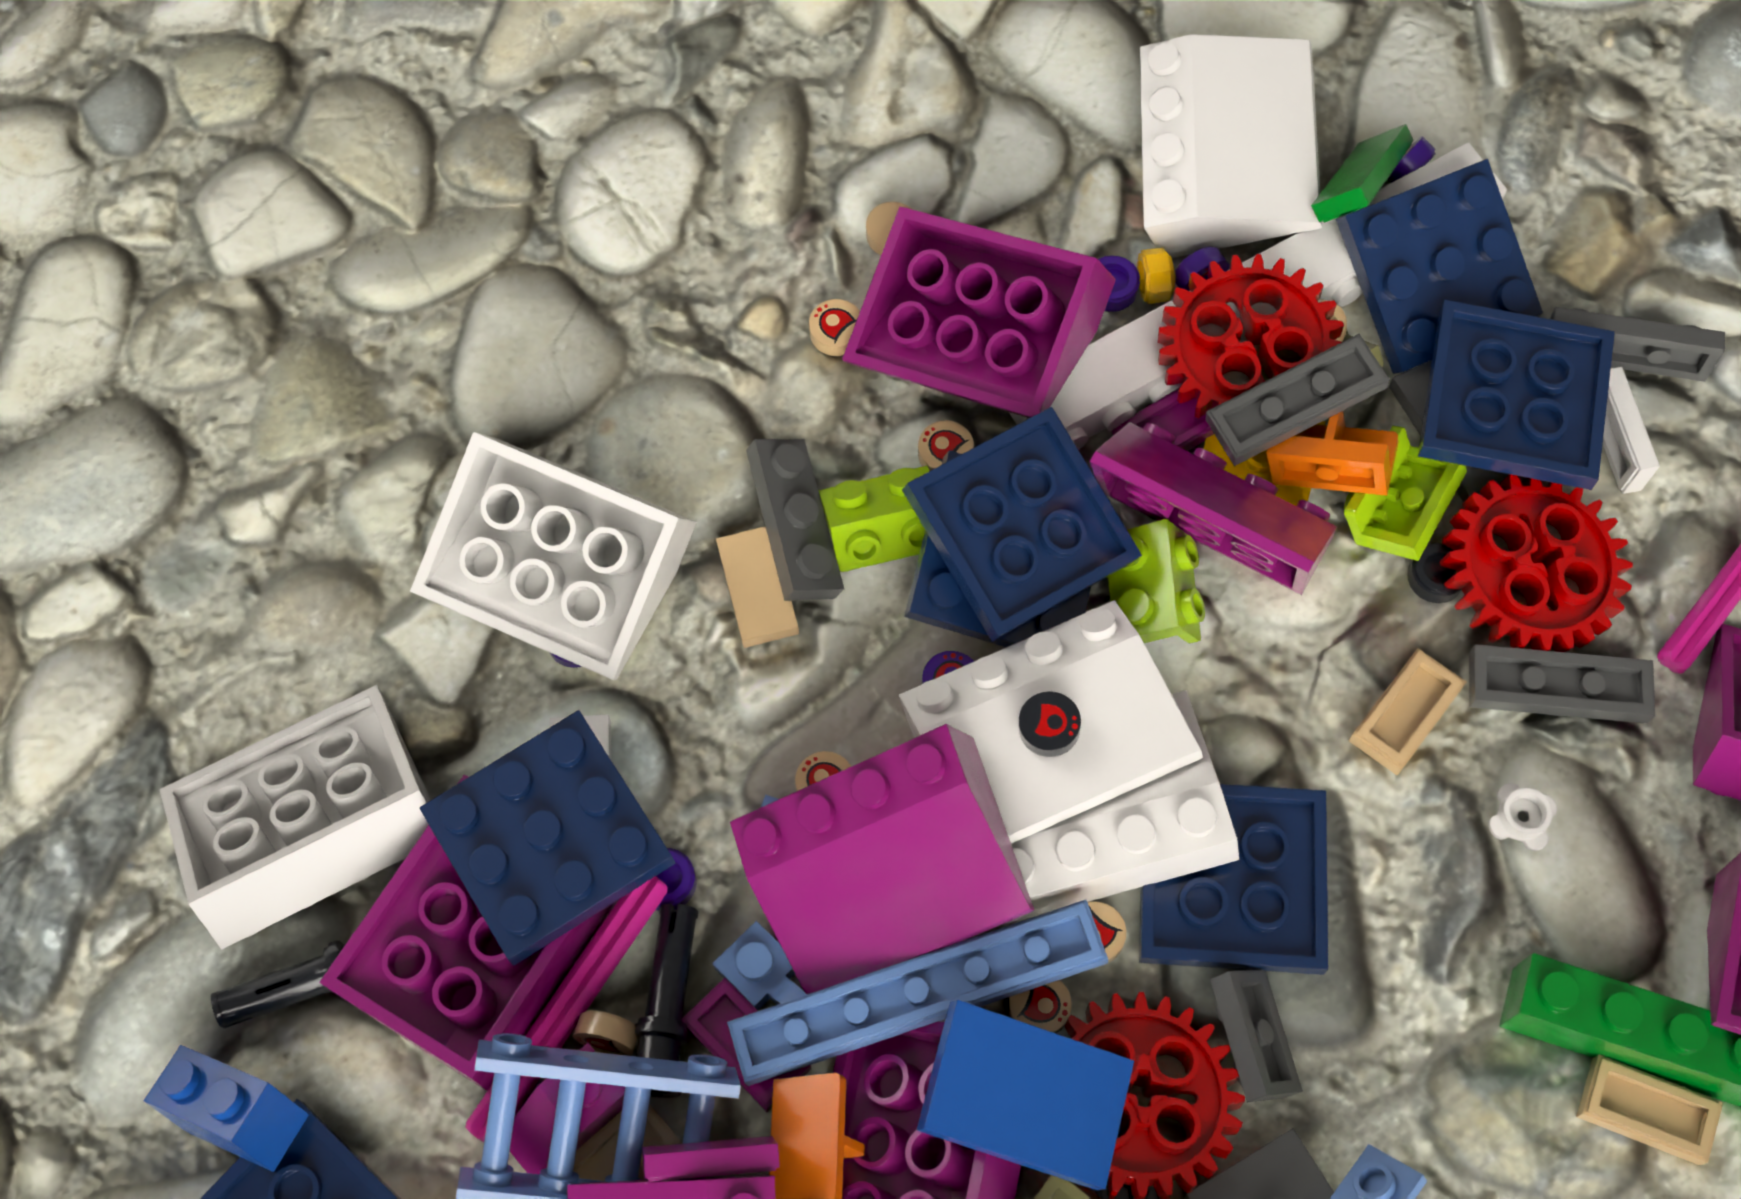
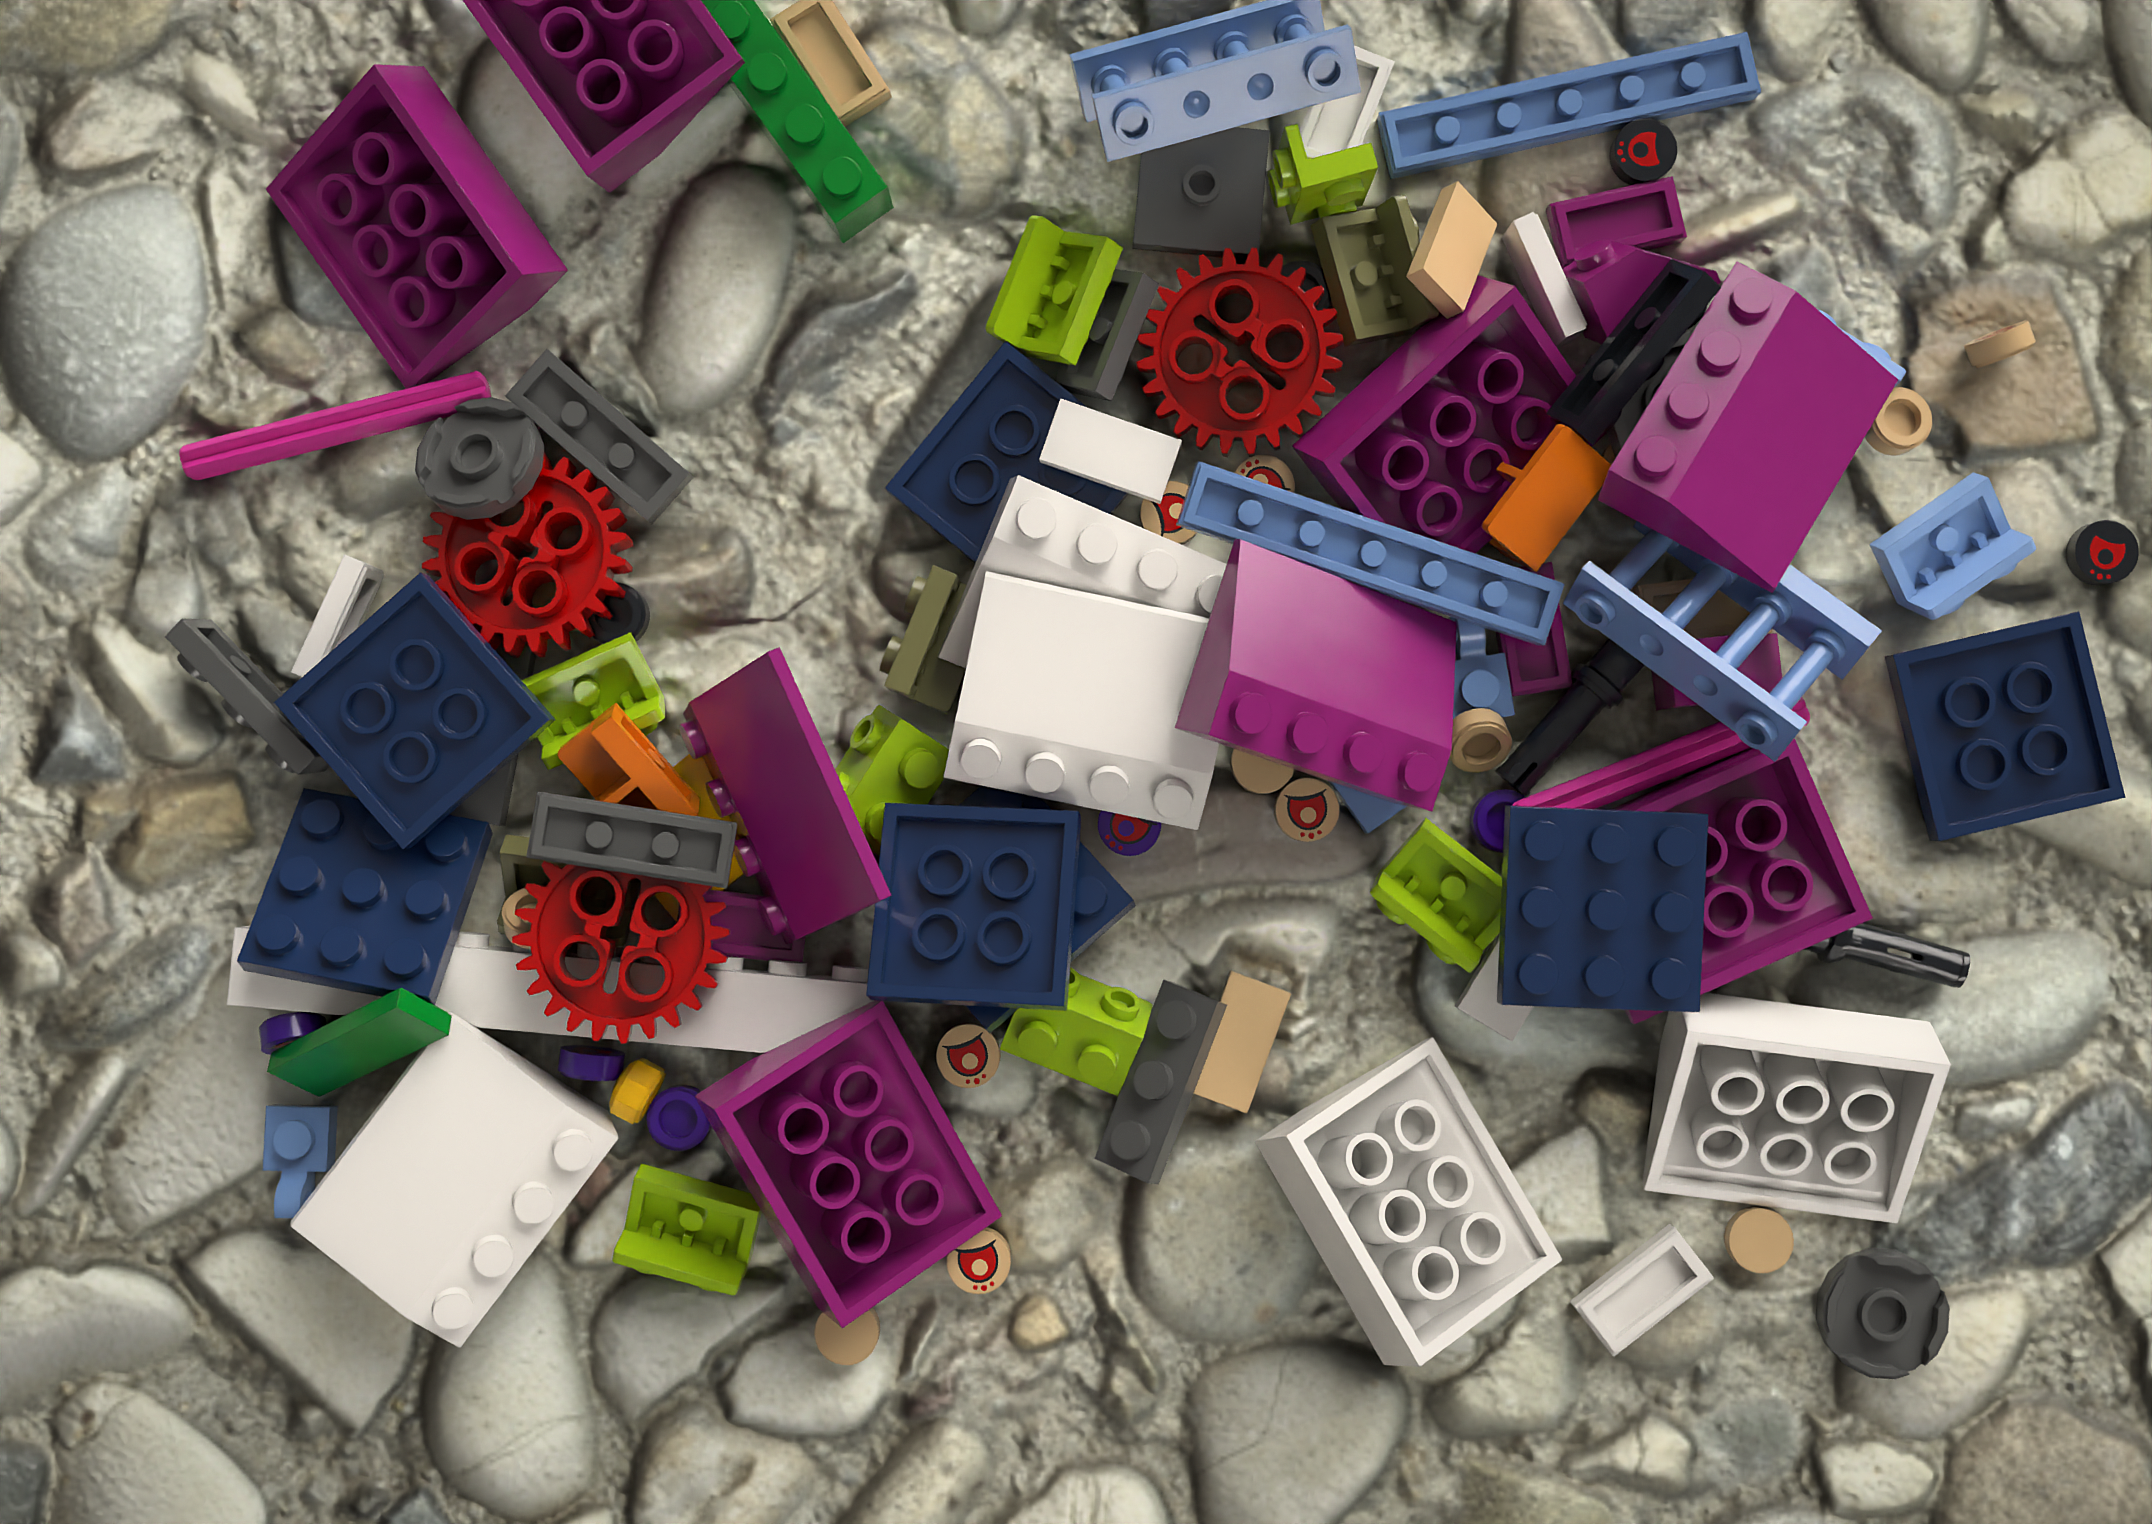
camera: 145 degrees left, 20 degrees up
(134, 718) = (1882, 1313): none -> dark grey tile
(226, 1107) = (2009, 866): blue brick -> none
(264, 707) = (1758, 1239): none -> tan tile
(334, 615) = (1641, 1289): none -> white tile
(606, 1032) = (1644, 717): tan tile -> none
(680, 780) = (1441, 895): none -> lime bracket
(710, 1158) = (1644, 530): magenta tile -> none
(728, 921) = (1479, 740): none -> tan tile
(1026, 1095) = (1351, 398): blue tile -> none
(1049, 724) = (1100, 690): black tile -> none
(1051, 208) = (688, 1230): none -> lime bracket
(1180, 935) = (1110, 451): none -> white tile
(1205, 677) = (913, 661): none -> olive bracket
(1325, 1036) = (1053, 291): none -> lime bracket
(1343, 107) = (299, 1144): none -> medium blue plate
(1407, 711) = (749, 512): tan tile -> none
(1537, 806) = (712, 349): white plate -> none
(1629, 601) = (480, 458): none -> dark grey tile

